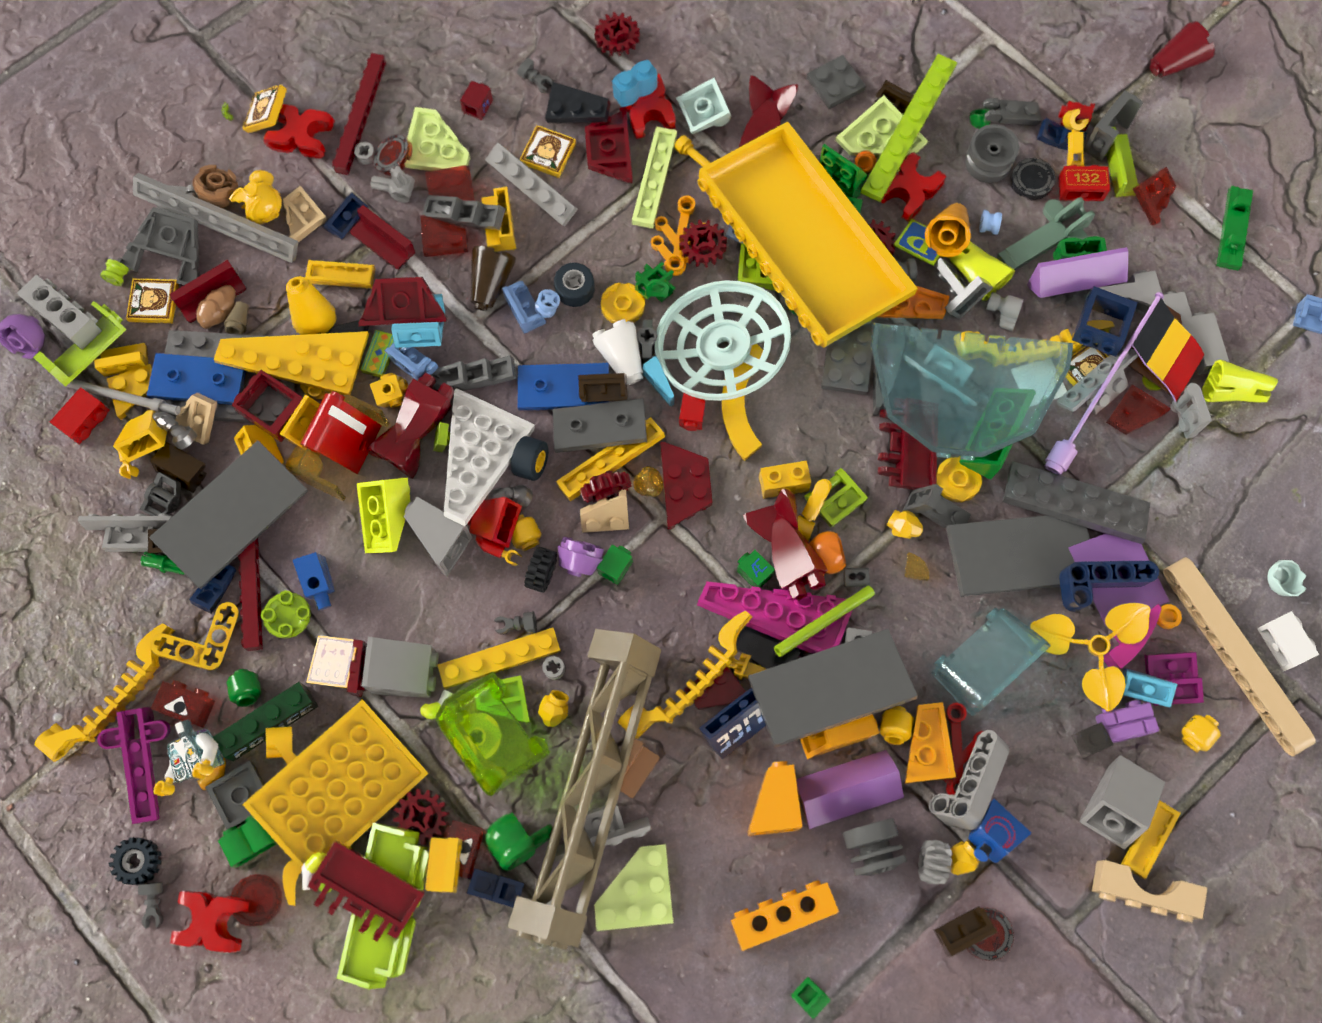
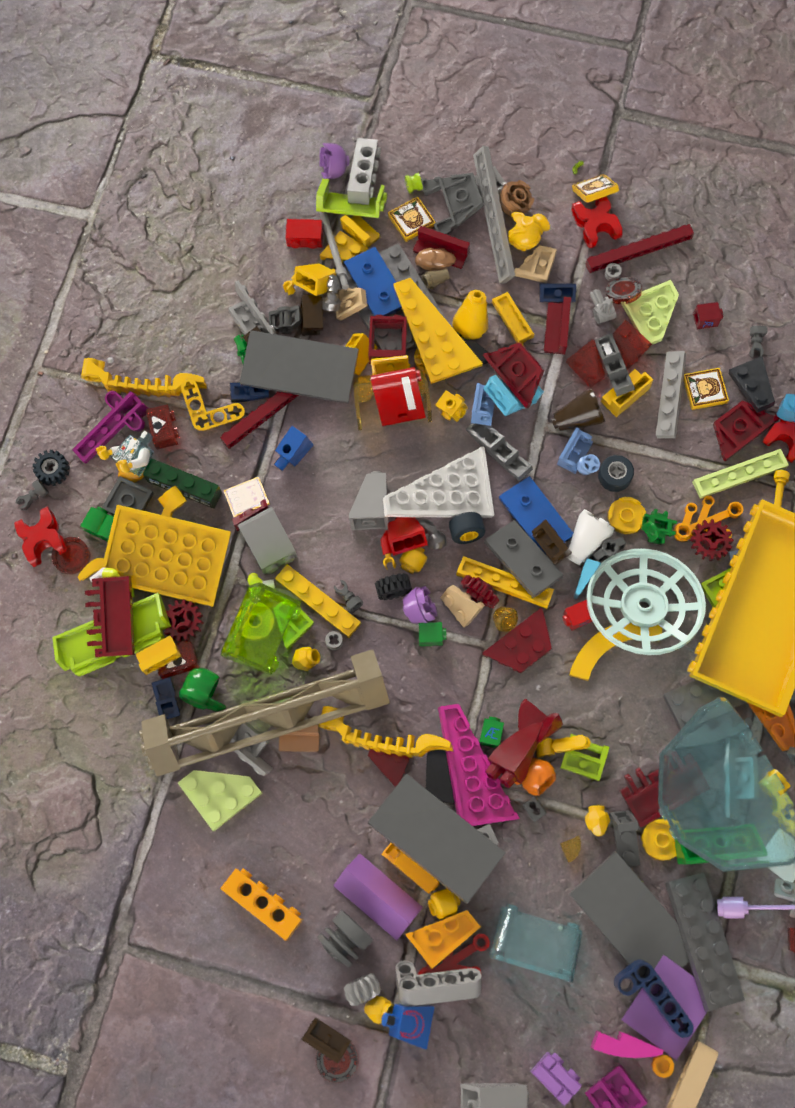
camera: 60 degrees right, 0 degrees up
(243, 688) = (195, 455): green head -> none
(286, 615) = (259, 448): lime dish -> none
(376, 359) = (467, 383): lime tile -> none
(382, 513) = (365, 457): neon yellow slope -> none
(417, 417) = (444, 436): dark red hips -> none
(442, 437) = (442, 461): lime tile -> none
(734, 724) = (368, 786): dark blue brick -> none
(744, 667) = (416, 770): yellow piece -> none
(777, 802) = (333, 850): light orange slope -> none
(789, 476) = (572, 711): yellow brick -> none
(810, 998) = (219, 957): green slope -> none
(824, 621) = (484, 804): lime piece -> none
(1092, 740) = (525, 1058): clear smoke brick -> none
(1105, 685) = (571, 1042): yellow plant -> none
(1148, 688) = (593, 1079): medium azure slope -> none

